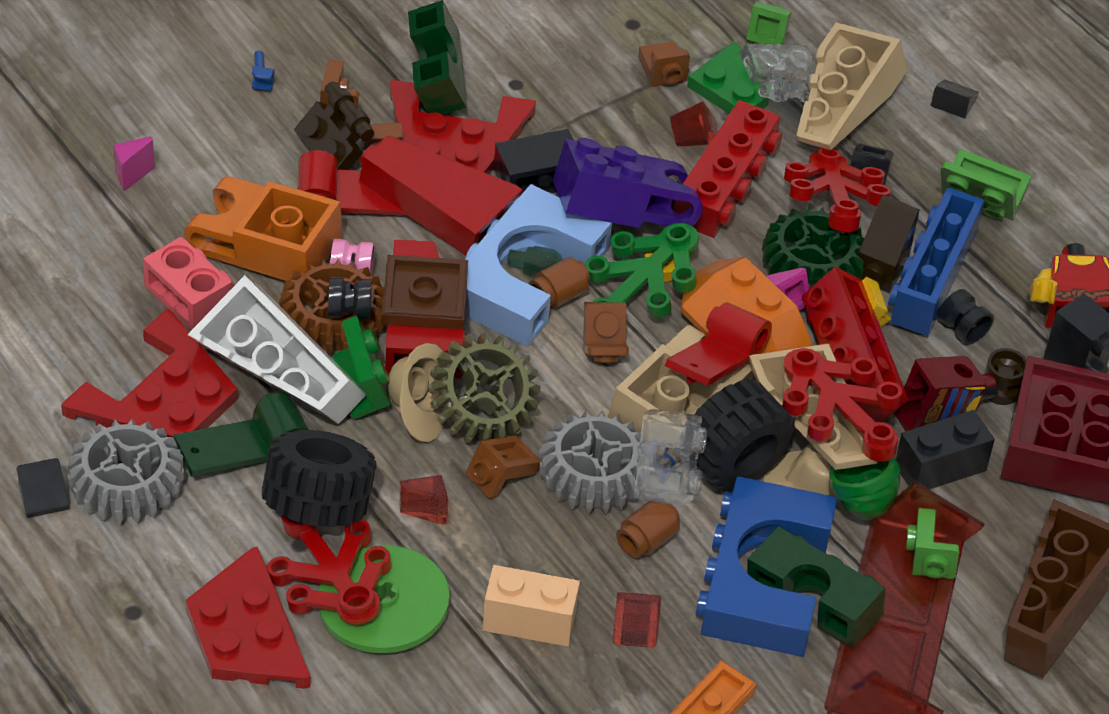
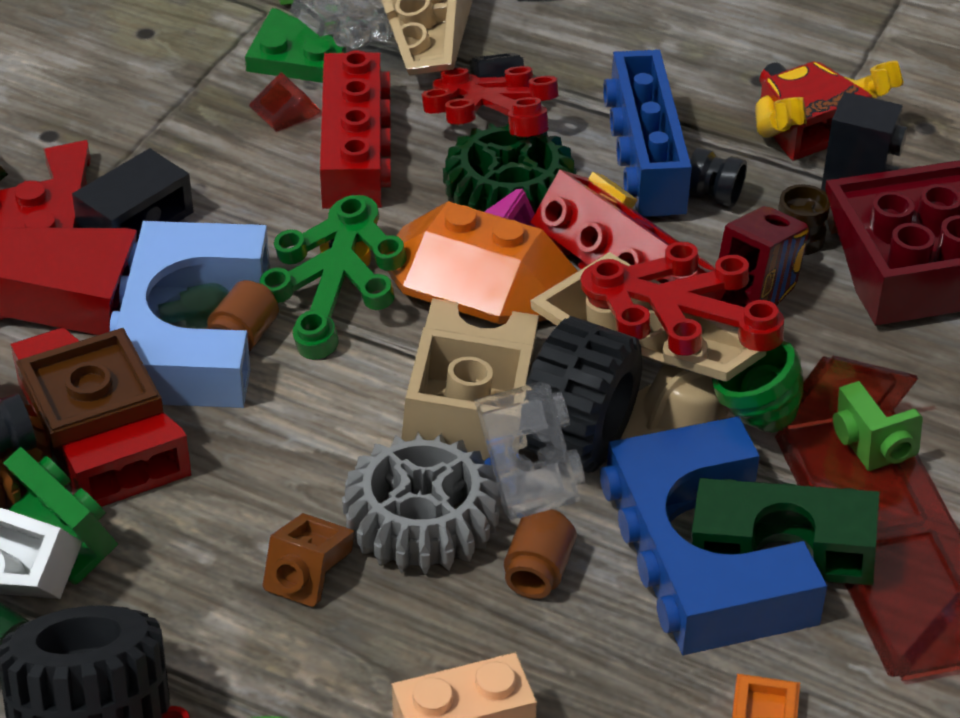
camera: 25 degrees left, 5 degrees down
(410, 393) = (147, 508): tan piece -> none
(424, 498) = (237, 642): clear red slope -> none
(477, 375) = (275, 487): olive gear -> none
(605, 330) = (332, 347): dark orange bracket -> none
(621, 185) = (251, 182): dark purple brick -> none
(636, 619) = (602, 672): clear red slope -> none
(664, 63) = (209, 54): dark orange bracket -> none
(729, 342) = (496, 299): red door -> none
(888, 242) = (588, 123): dark brown slope -> none
(945, 450) = (817, 310): black brick -> none
(983, 178) = (636, 34): bright green bracket -> none

